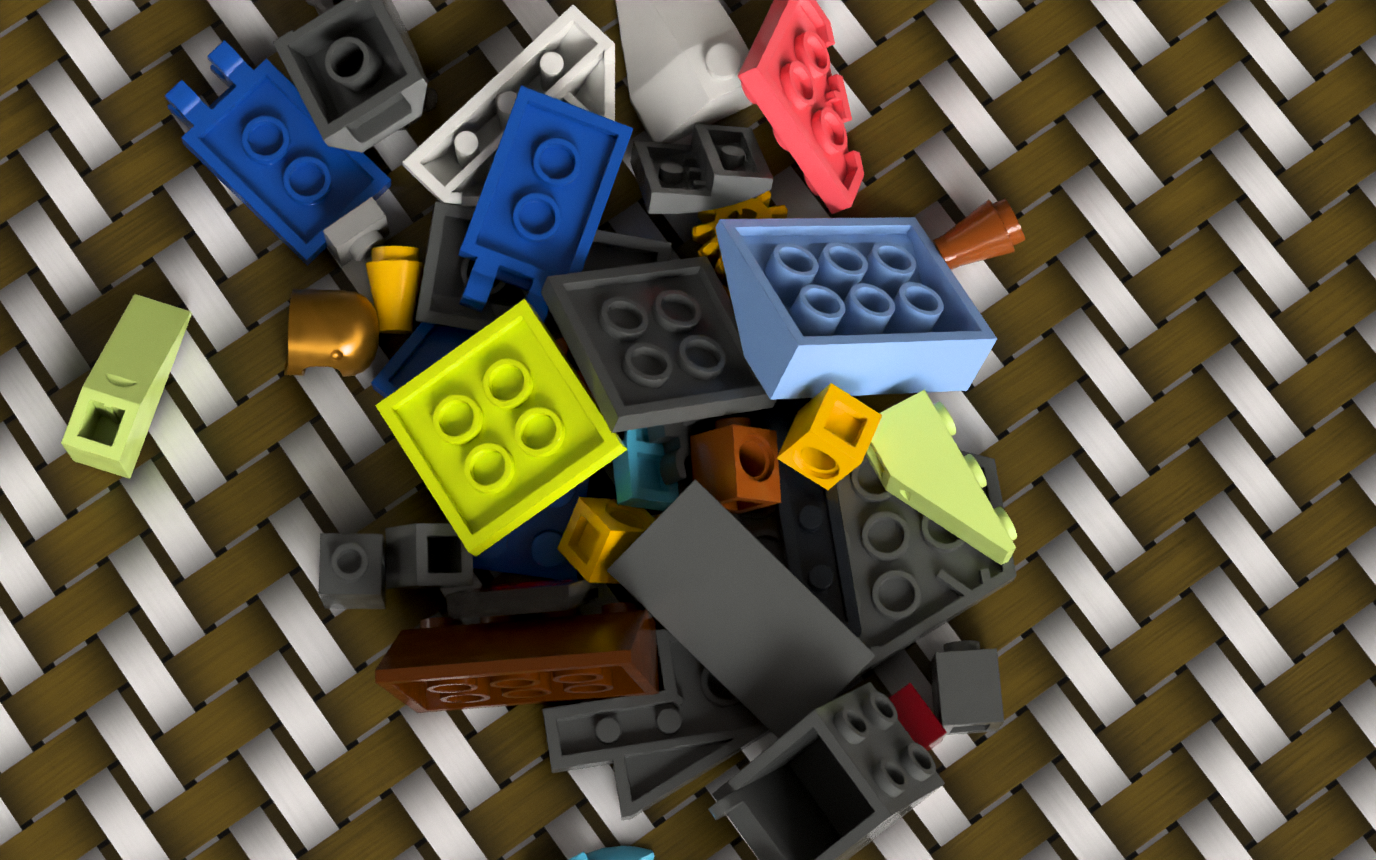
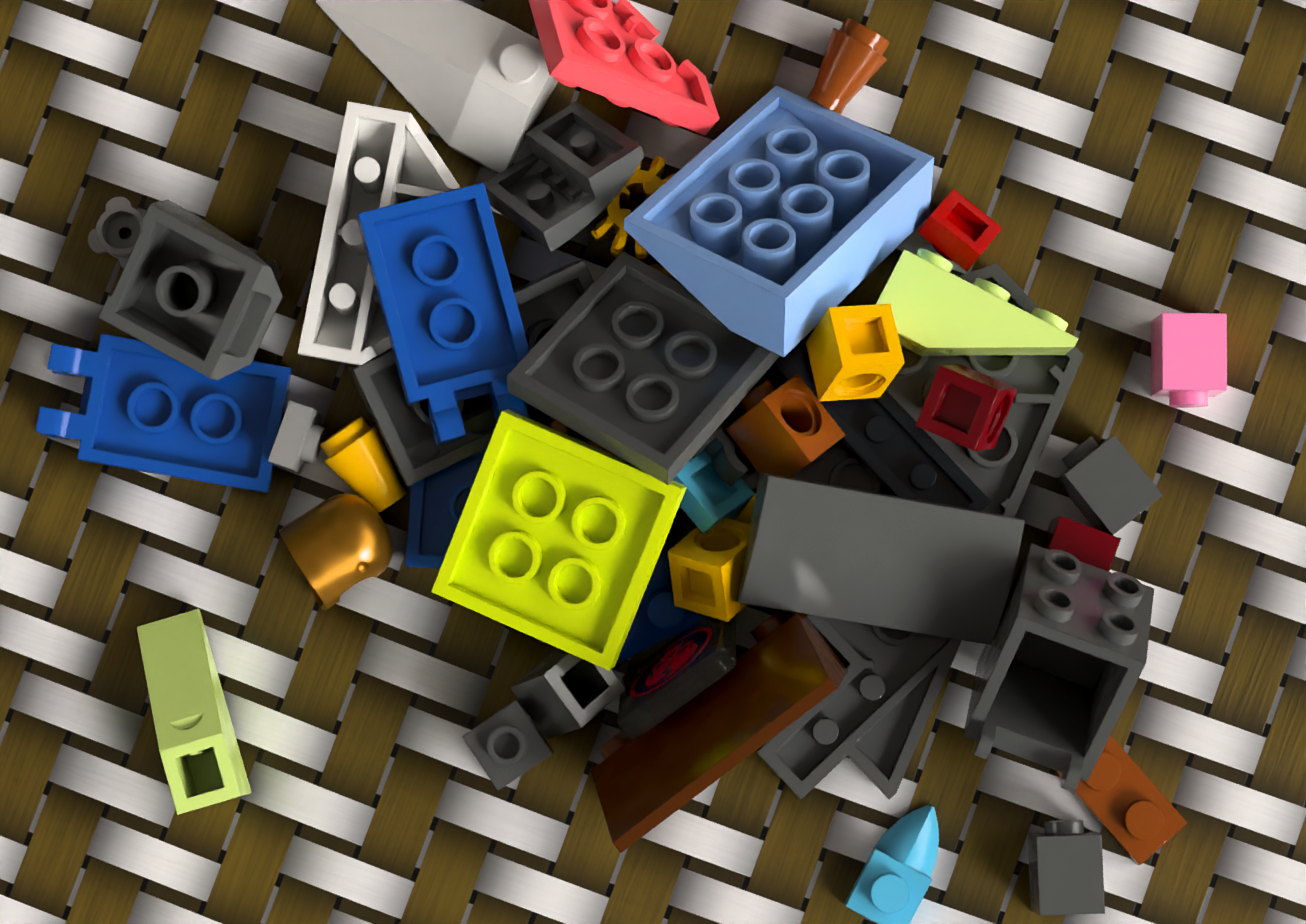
camera: 30 degrees left, 10 degrees up
(891, 543) = (966, 407): none -> dark red brick
(983, 416) = (959, 230): none -> red plate
(1099, 634) = (1189, 357): none -> bright pink brick

